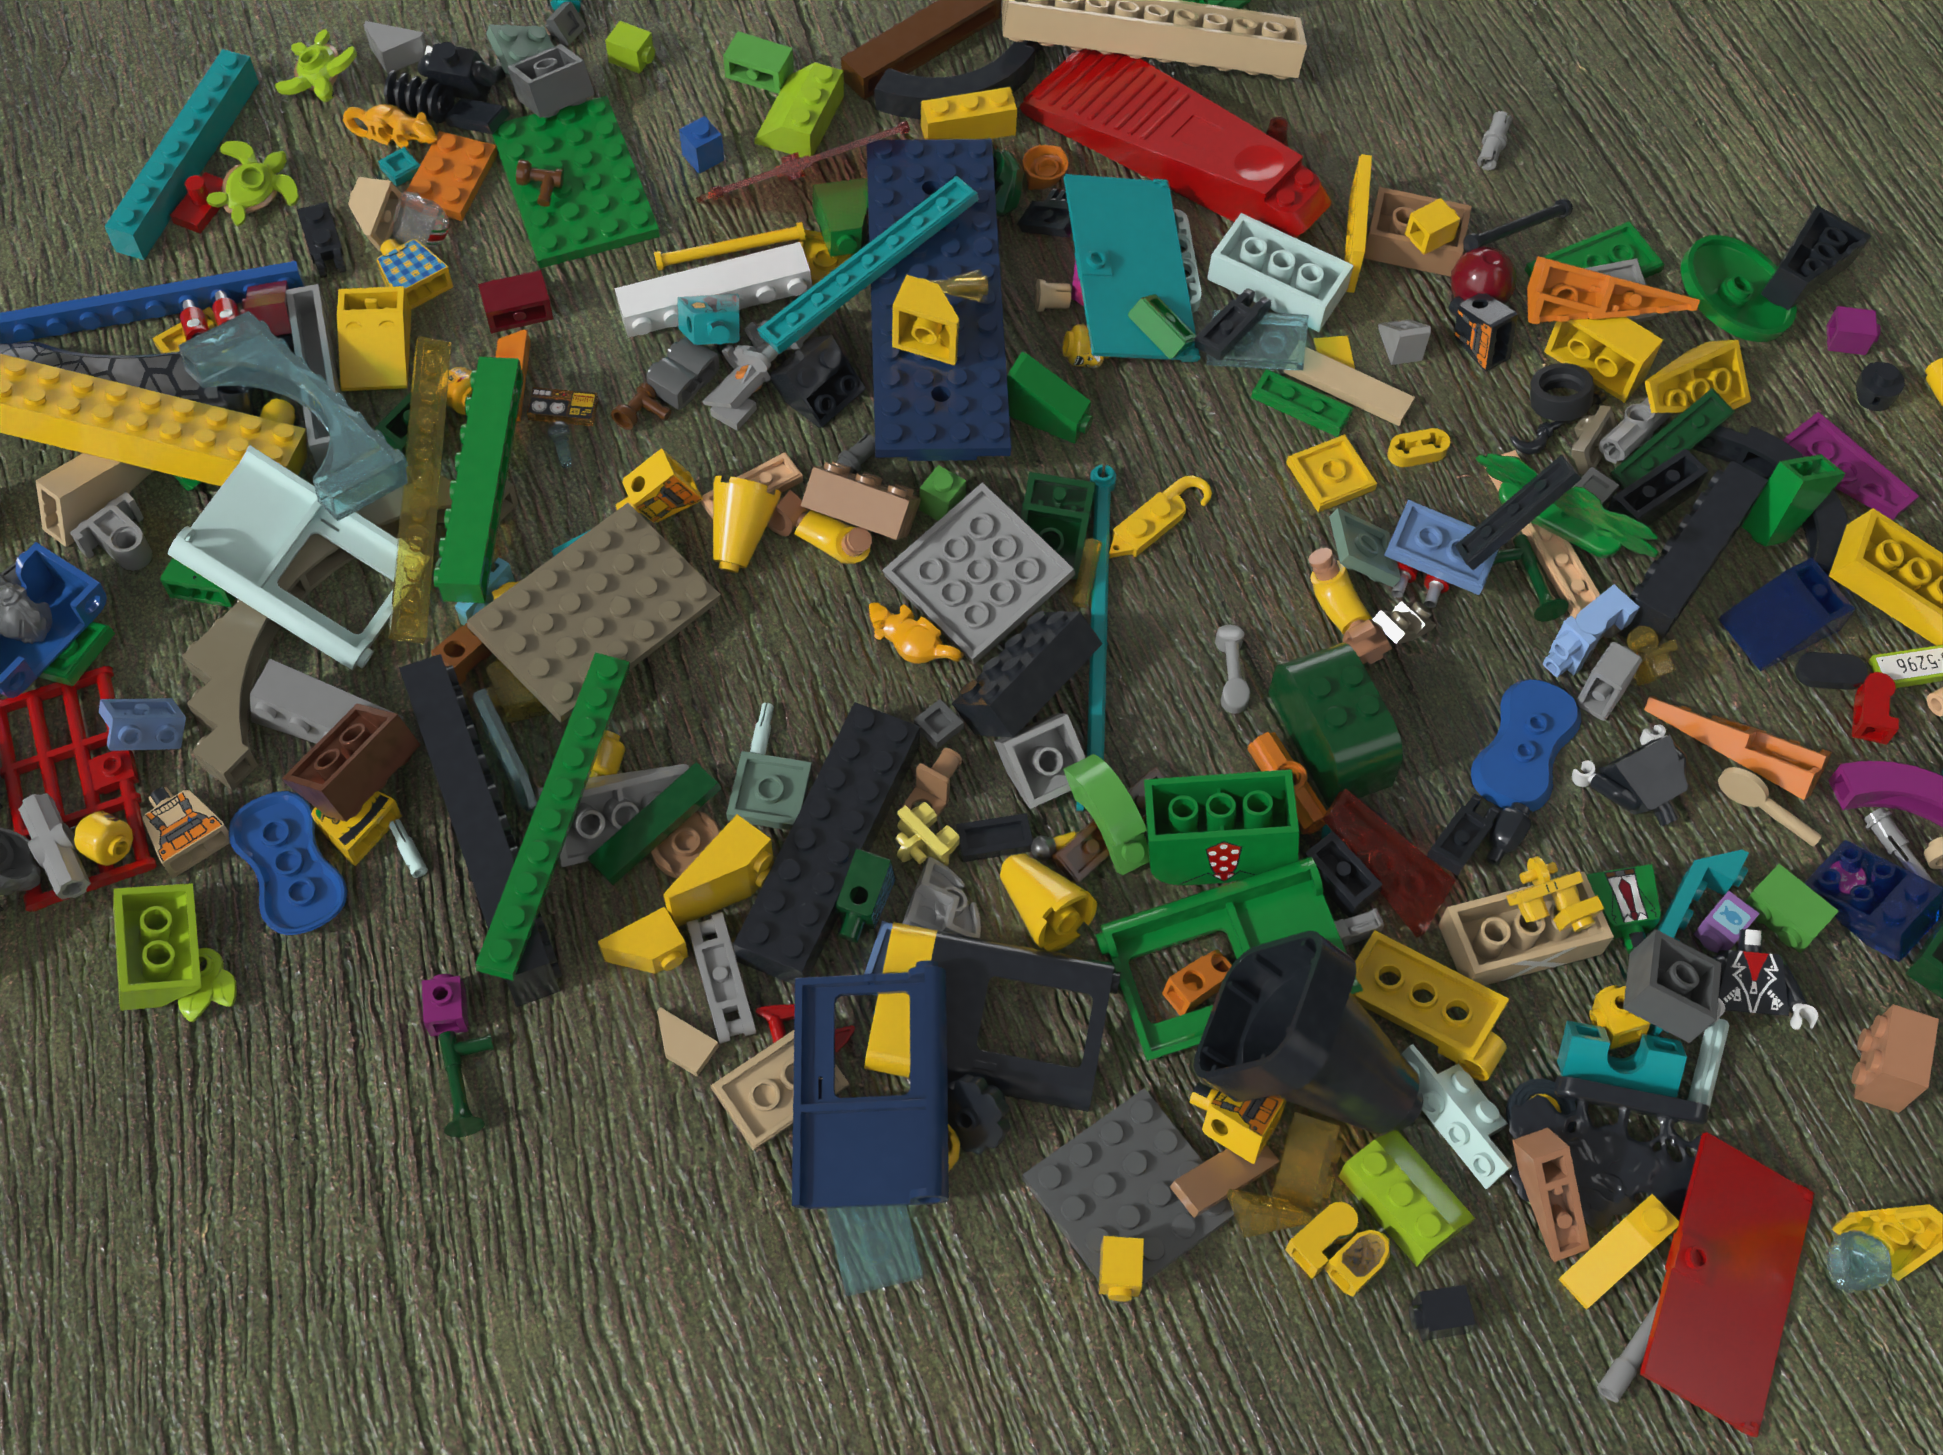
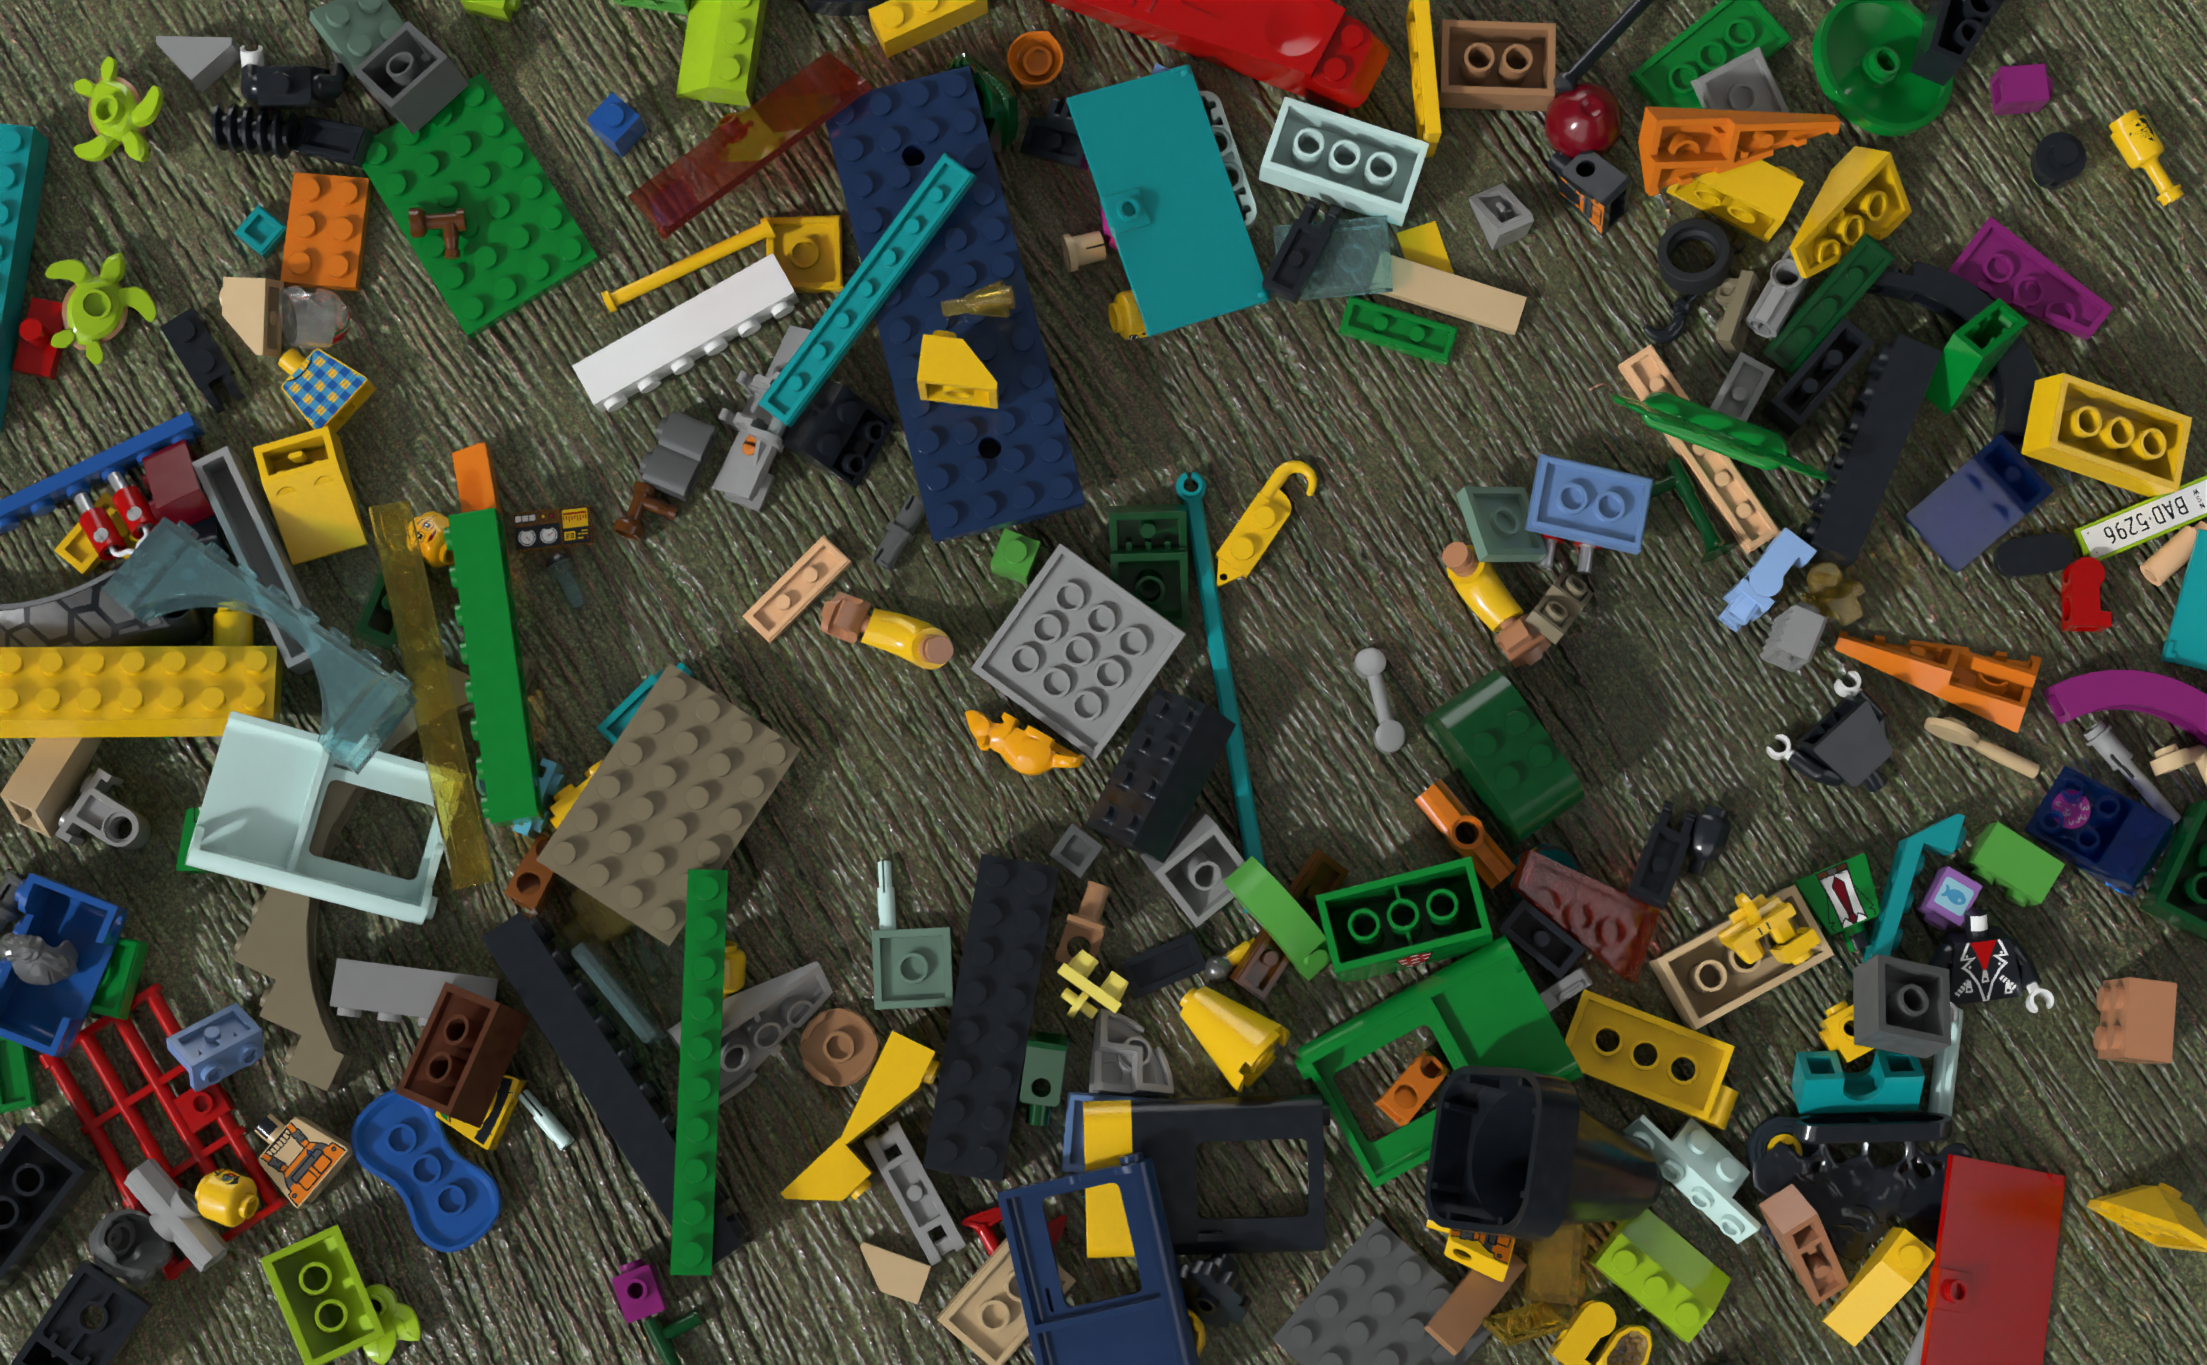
camera: 10 degrees left, 20 degrees up
(390, 123) = (230, 175): light orange animal -> none
(516, 301) = (458, 400): dark red brick -> none
(654, 823) = (801, 1038): dark green tile -> none
(660, 488) = (696, 627): yellow torso -> none
(712, 318) = (696, 387): teal torso -> none
(739, 520) = (798, 647): yellow cone -> none
(842, 214) = (812, 195): green slope -> none
(861, 500) = (929, 597): medium nougat brick -> none
(1046, 400) = (1109, 406): green slope -> none
(1086, 573) = (1198, 621): clear yellow piece -> none
(1161, 325) = (1221, 275): green slope -> none
(1331, 473) = (1447, 419): yellow tile -> none
(1419, 448) = (1537, 355): yellow beam -> none
(1432, 226) = (1515, 74): yellow brick -> none
(1517, 512) = (1669, 471): black tile -> none
(1520, 759) = (1705, 751): blue plate -> none
(1858, 1262) = (2116, 1252): clear light blue hair -> none

